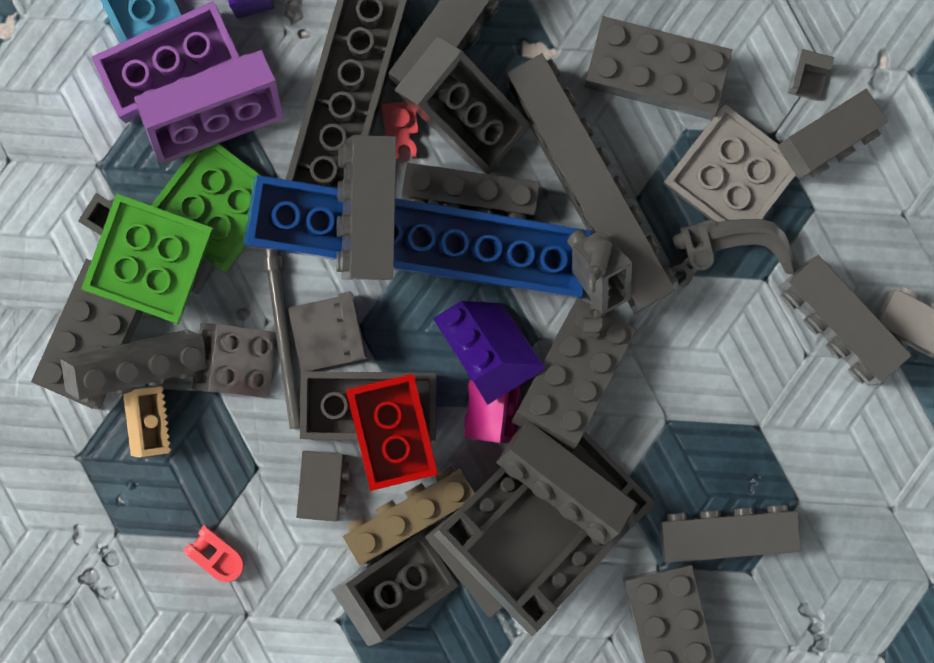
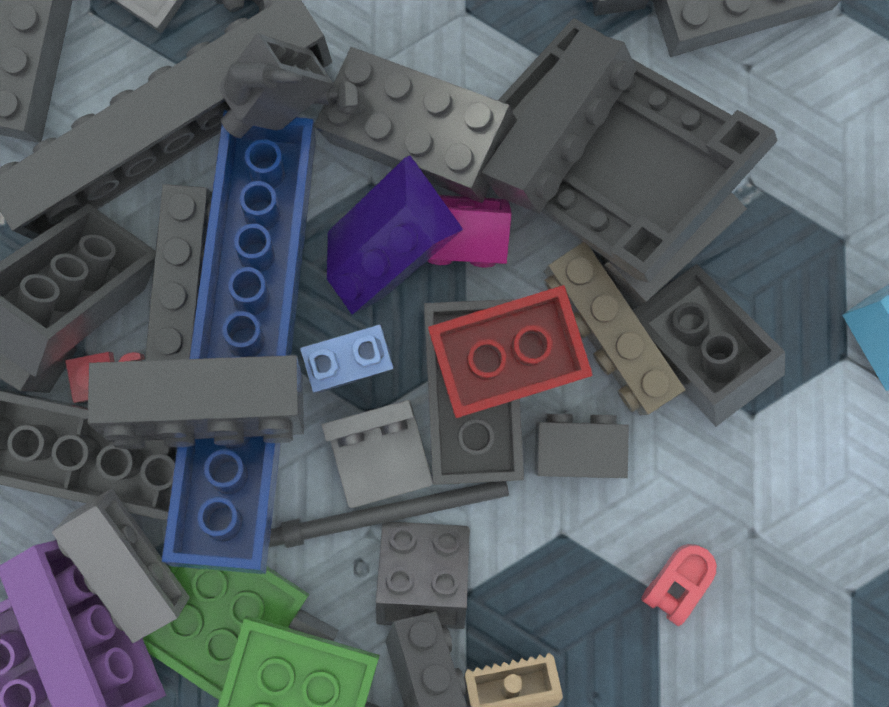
camera: 95 degrees left, 0 degrees up
(256, 139) = (121, 566): none -> light grey brick
(397, 313) = (347, 359): none -> light blue hips

